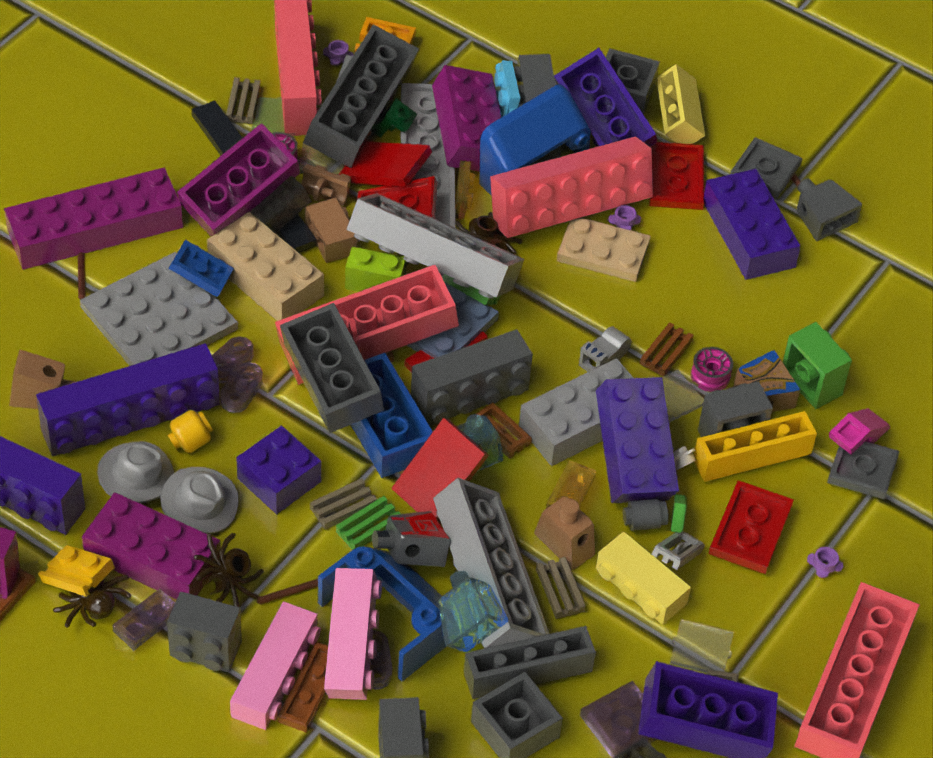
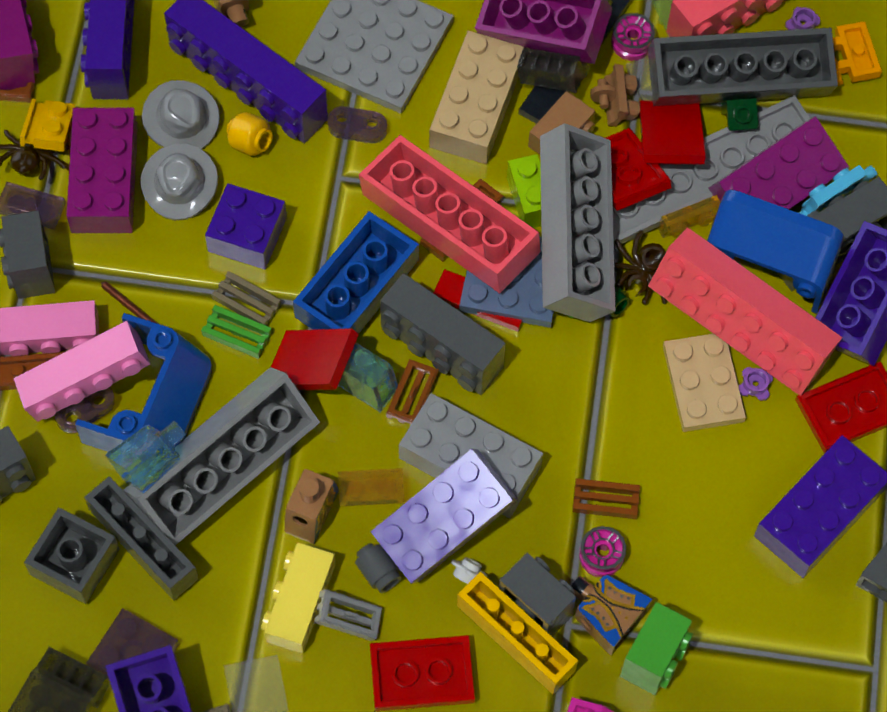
camera: 65 degrees right, 15 degrees up
(201, 268) = (432, 43): blue bracket -> none
(228, 570) = (107, 241): dark brown animal -> none
(239, 389) = (326, 147): plate -> none
(332, 368) = (353, 205): dark grey brick -> none
(414, 539) = (220, 372): dark grey torso -> none
(553, 567) = (273, 511): dark tan tile -> none
(604, 349) = (564, 441): light grey leg -> none
(678, 513) = (392, 596): bright green tile -> none
(680, 396) = (548, 530): clear piece -> none

